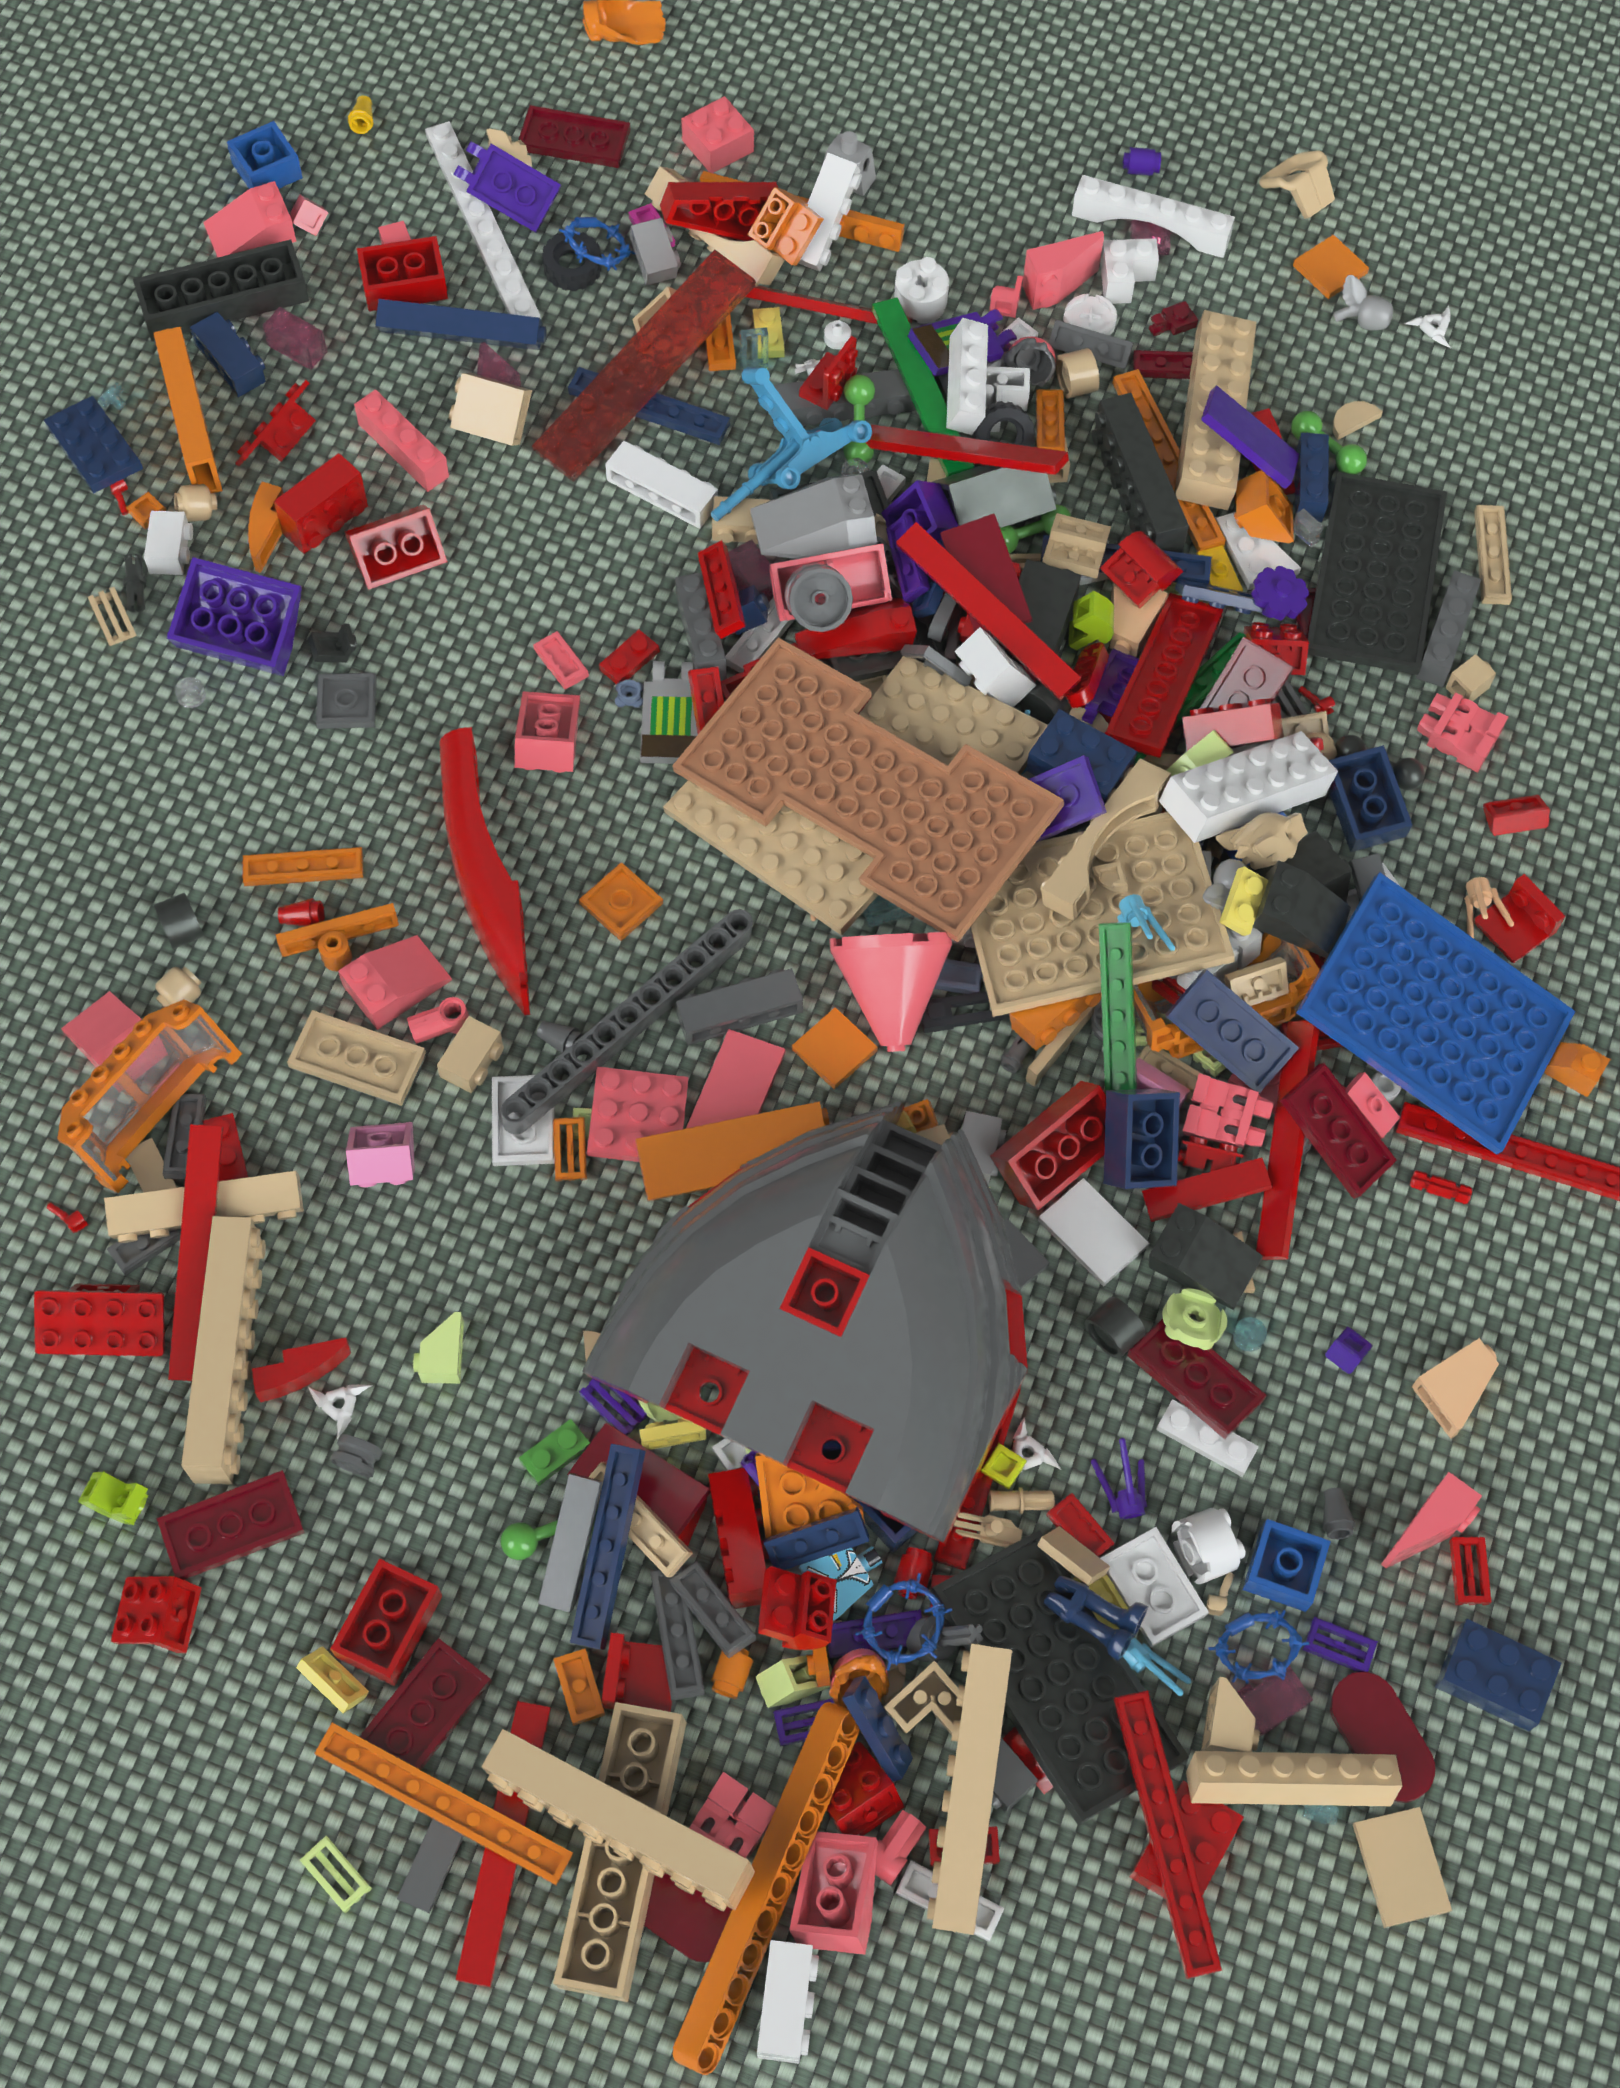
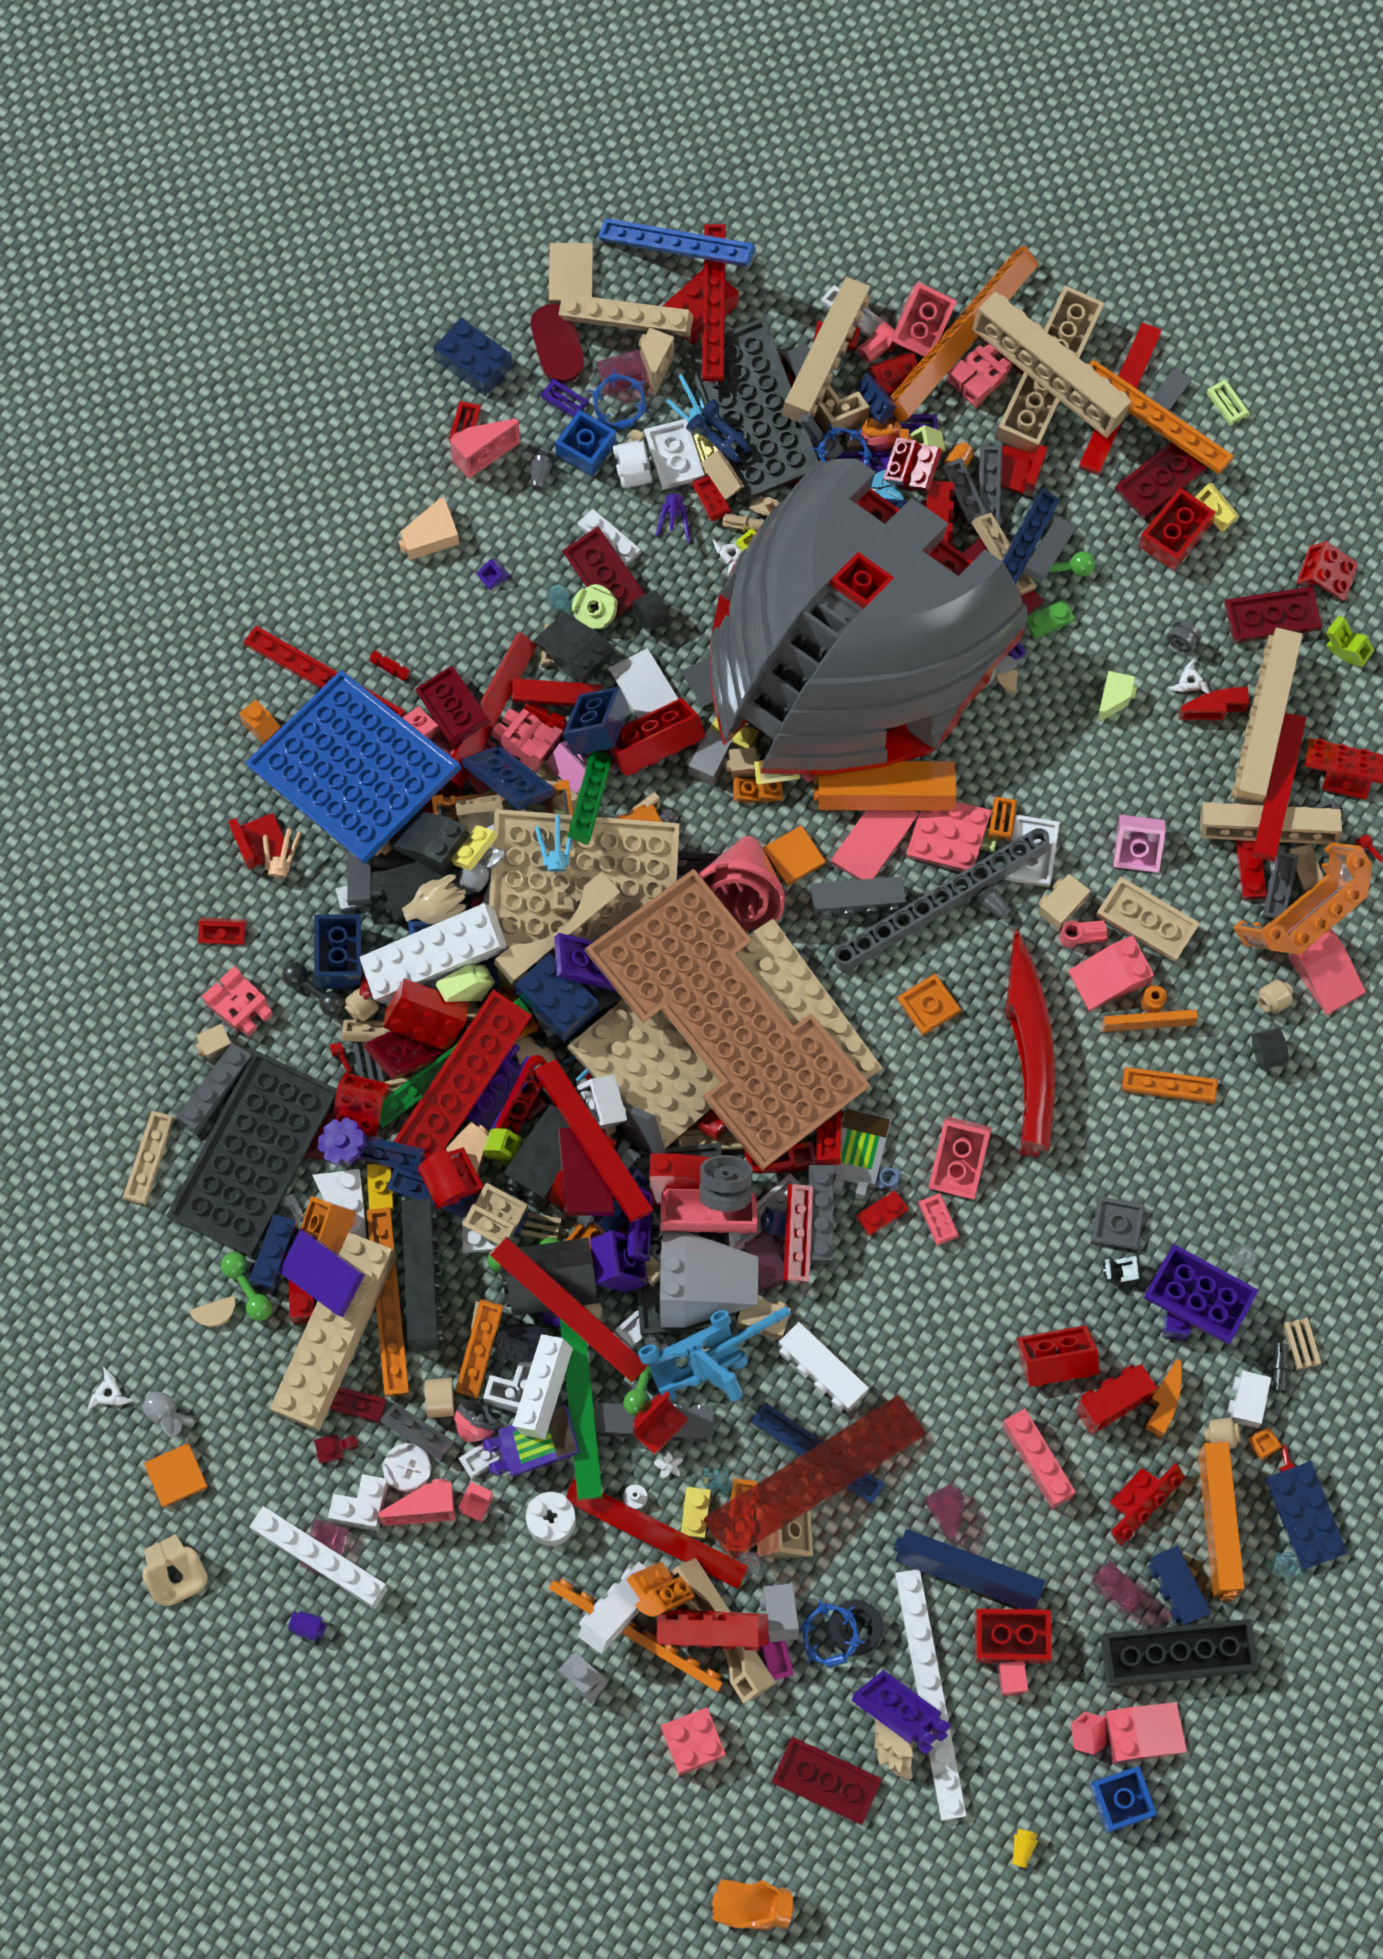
camera: 165 degrees left, 5 degrees up
(302, 913) = (1174, 1041): red cone -> none
(490, 408) = (958, 1465): tan brick -> none
(579, 1686) = (1058, 472): orange plate -> none
(787, 2002) = (966, 268): white piece -> none
(1254, 1925) = (677, 242): none -> blue plate

